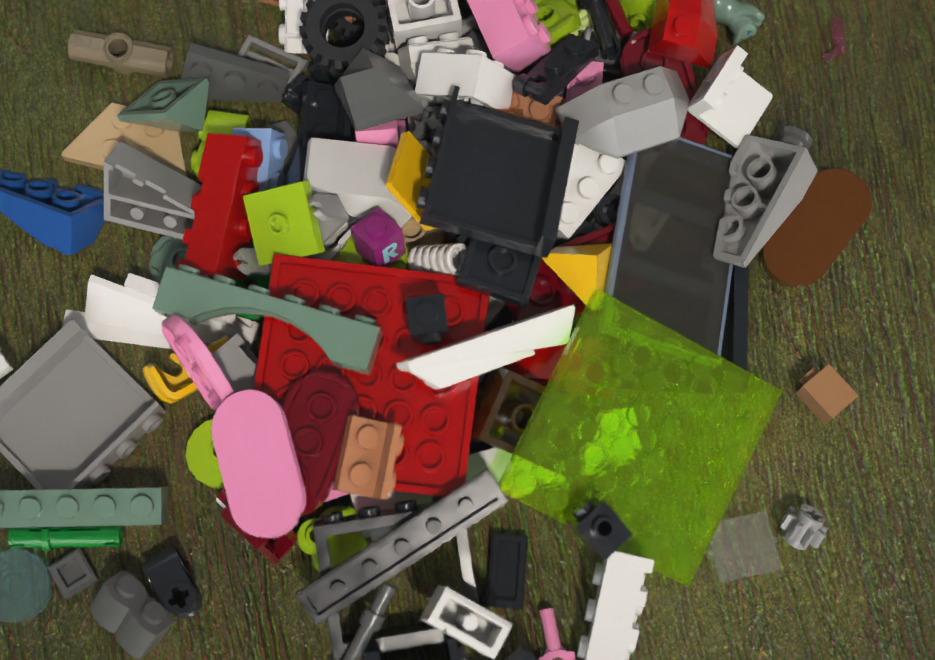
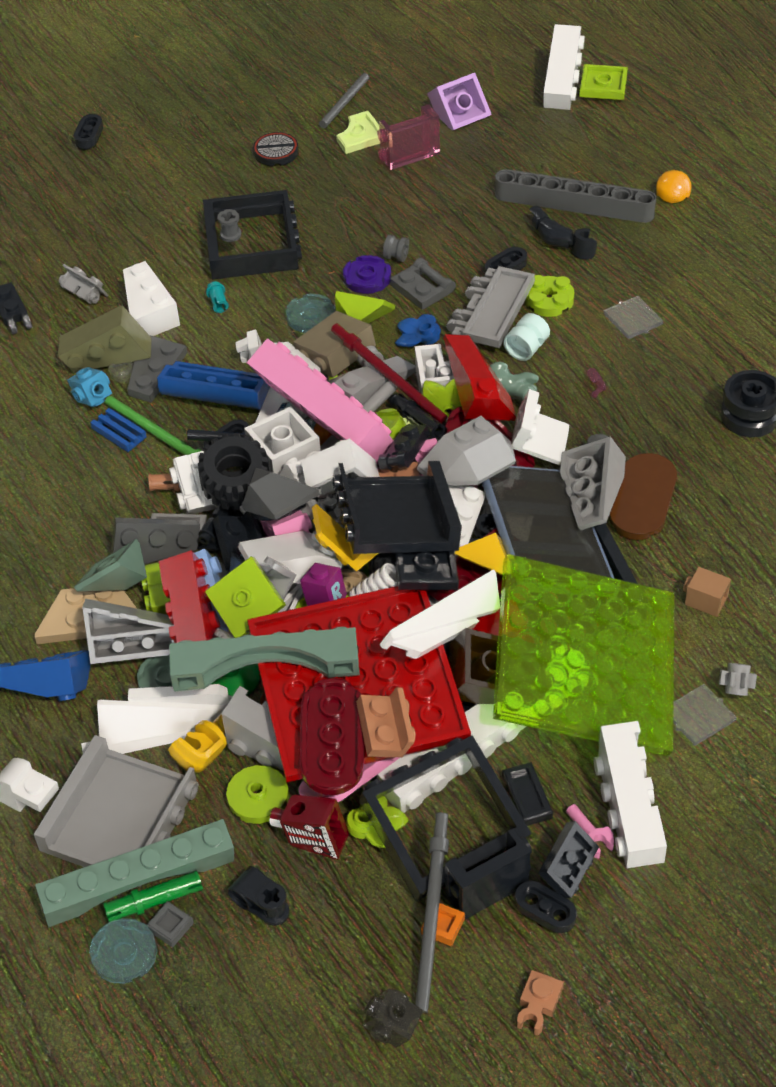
camera: 20 degrees left, 25 degrees down
(102, 49) = (55, 555): dark tan piece -> none
(131, 614) = (235, 925): dark grey brick -> none
(196, 361) = (227, 719): bright pink tile -> none
(258, 464) = (300, 757): bright pink tile -> none
(401, 547) = (438, 783): tile -> none
(427, 319) = (387, 611): black brick -> none
(466, 621) = (509, 808): white brick -> none
(598, 527) = (584, 712): black brick -> none

